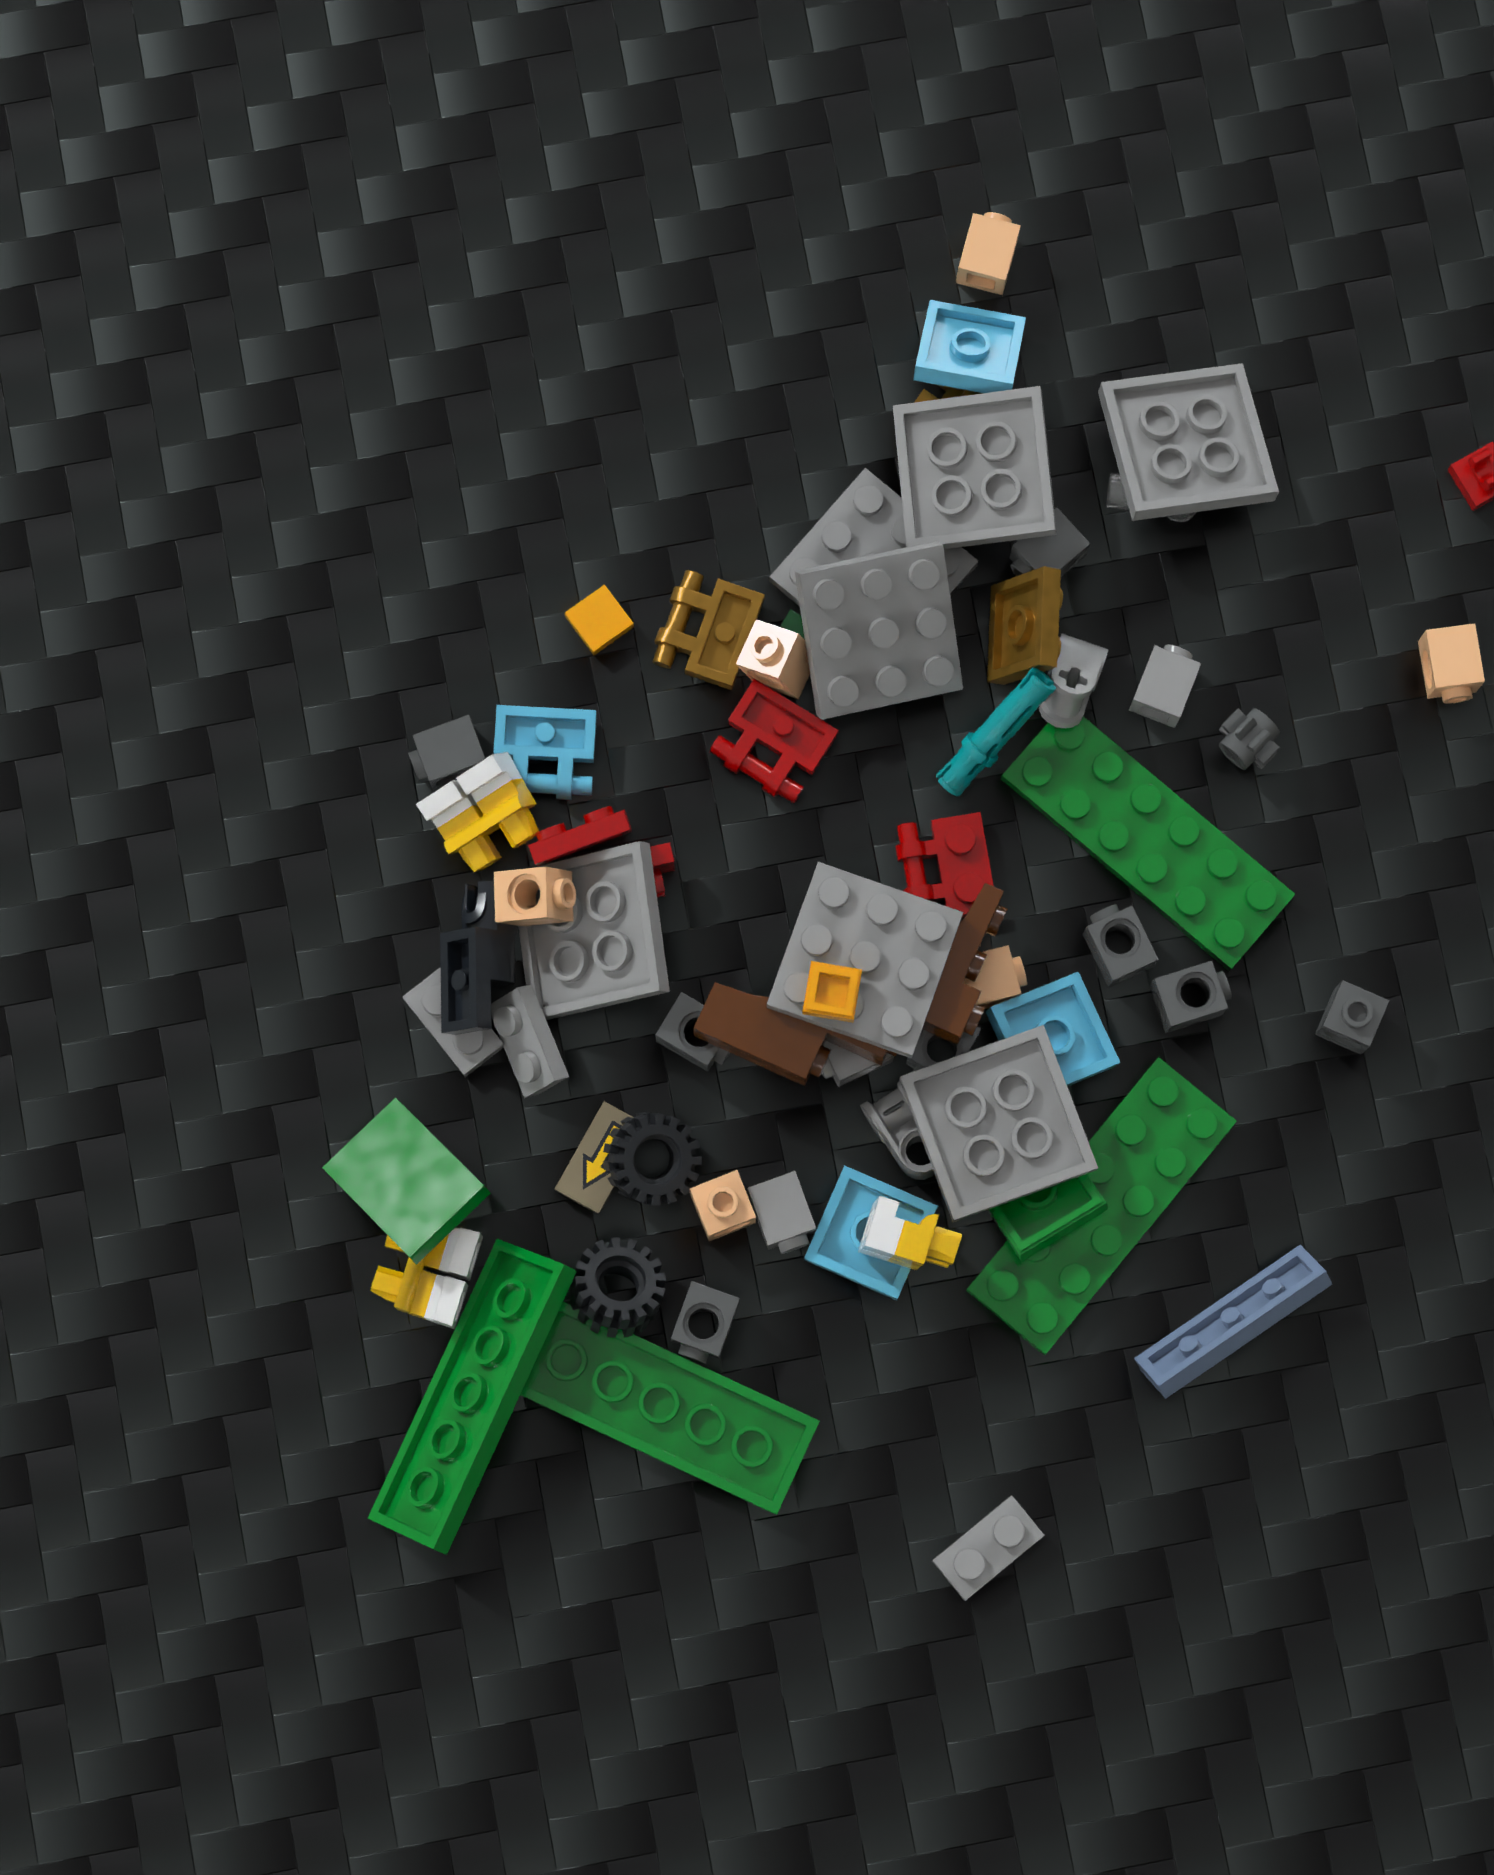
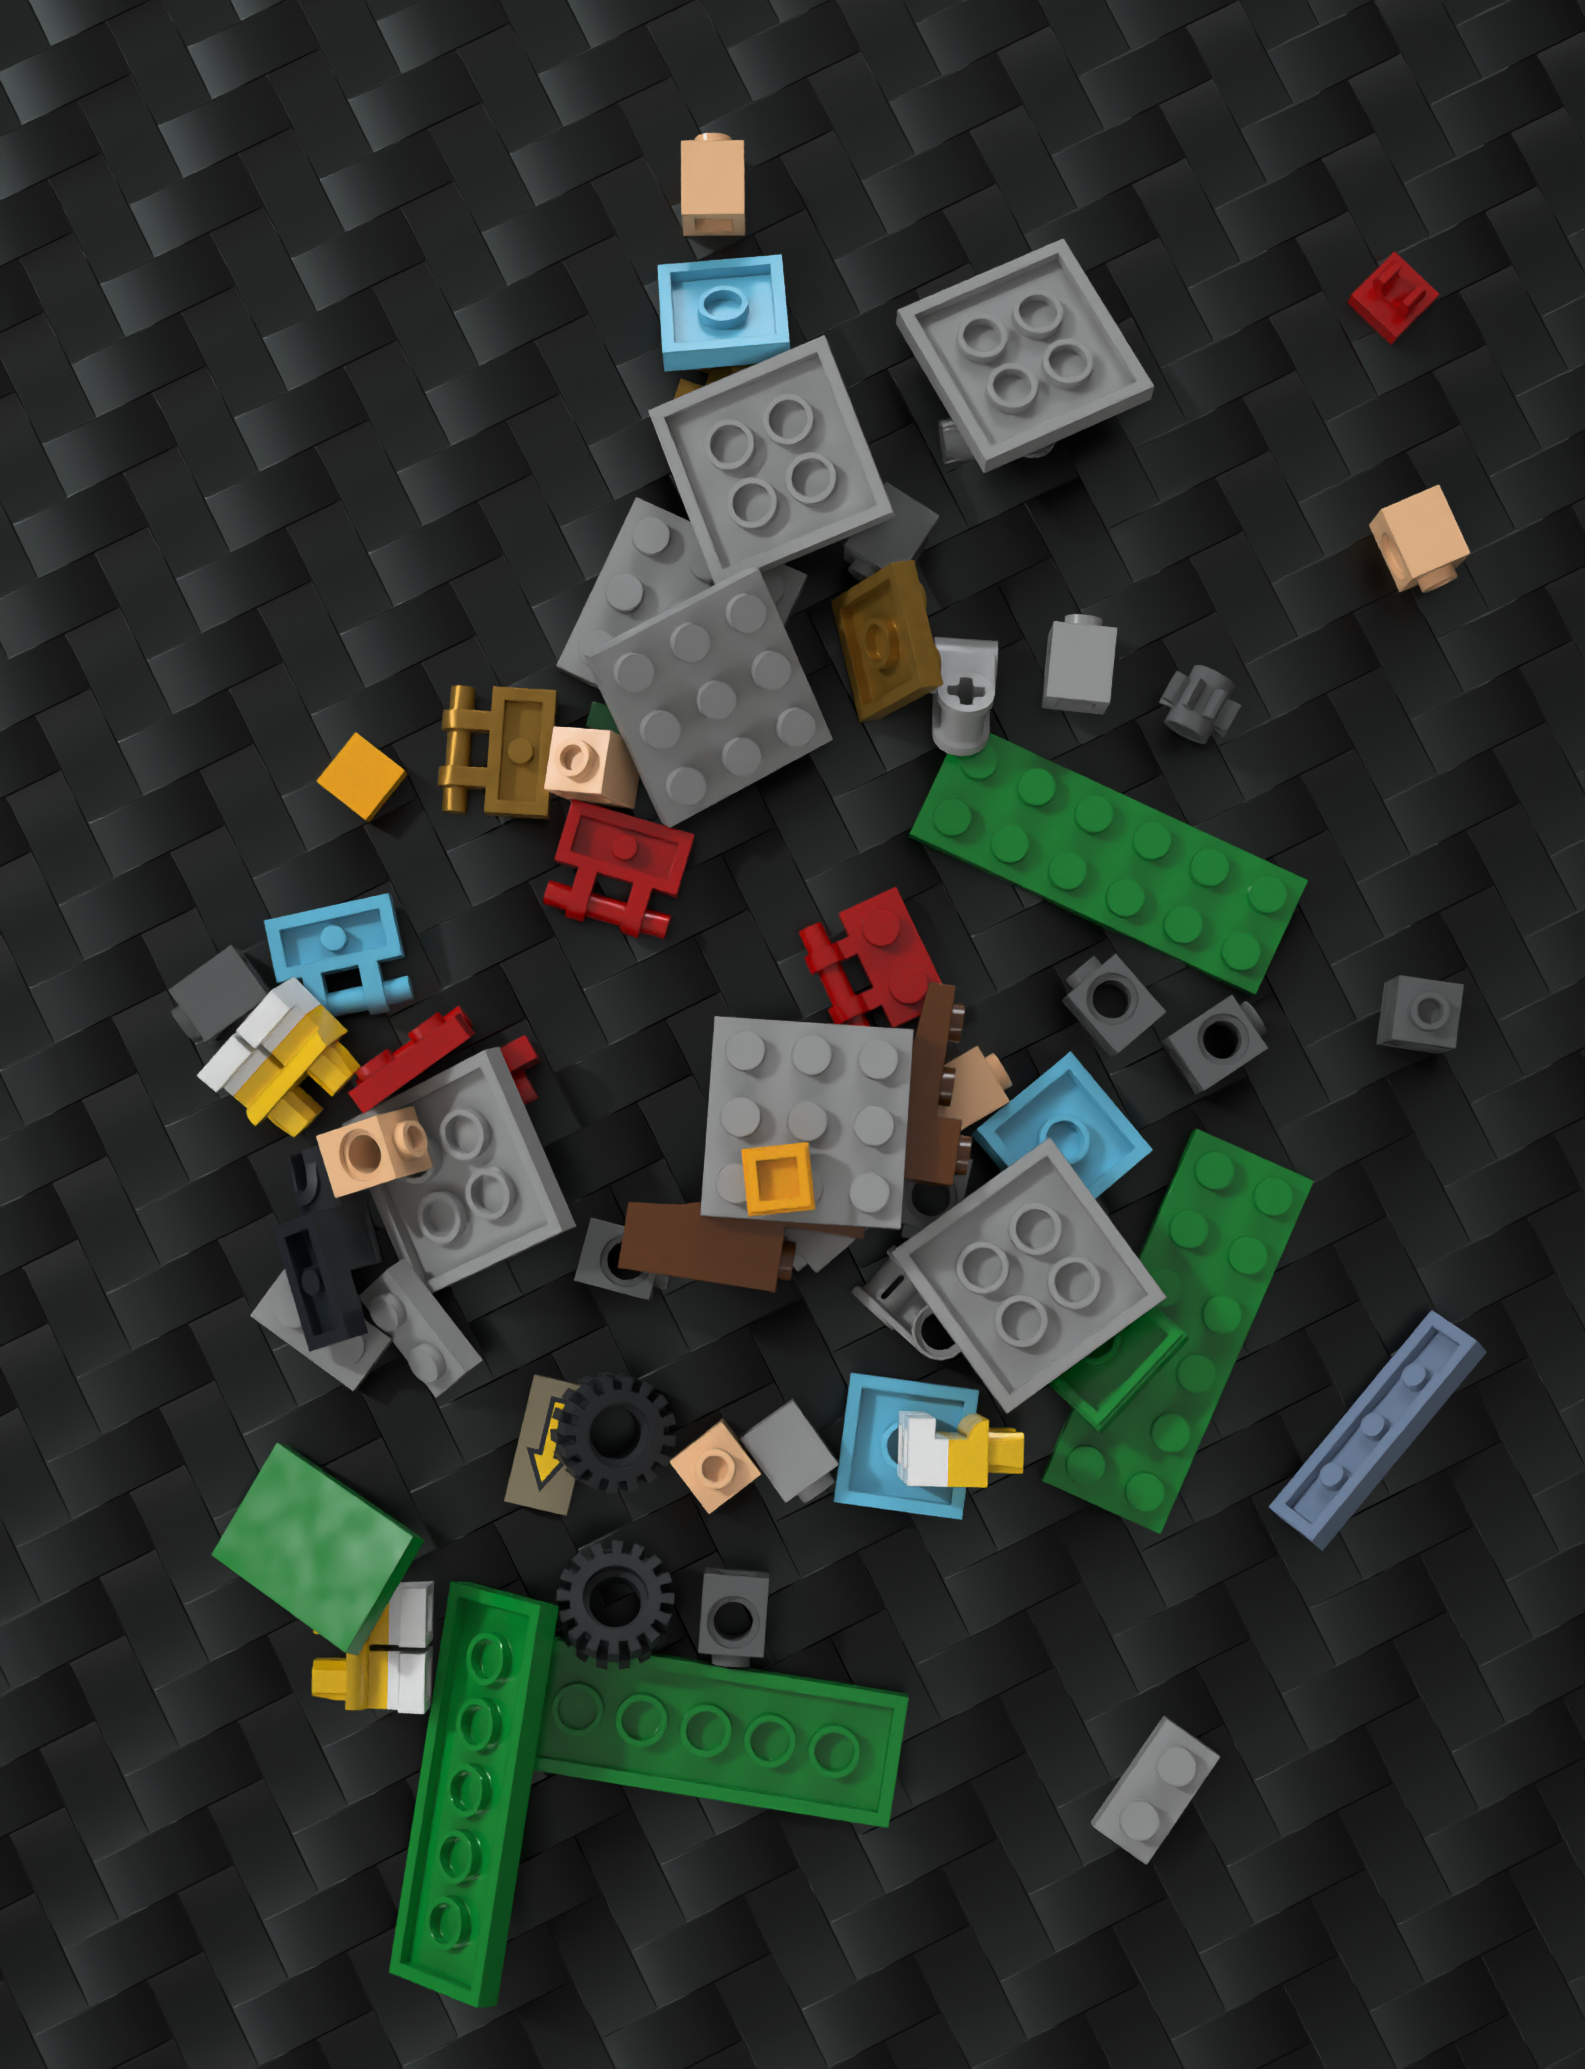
camera: 15 degrees left, 5 degrees up
(981, 747) = (878, 804): teal pin -> none

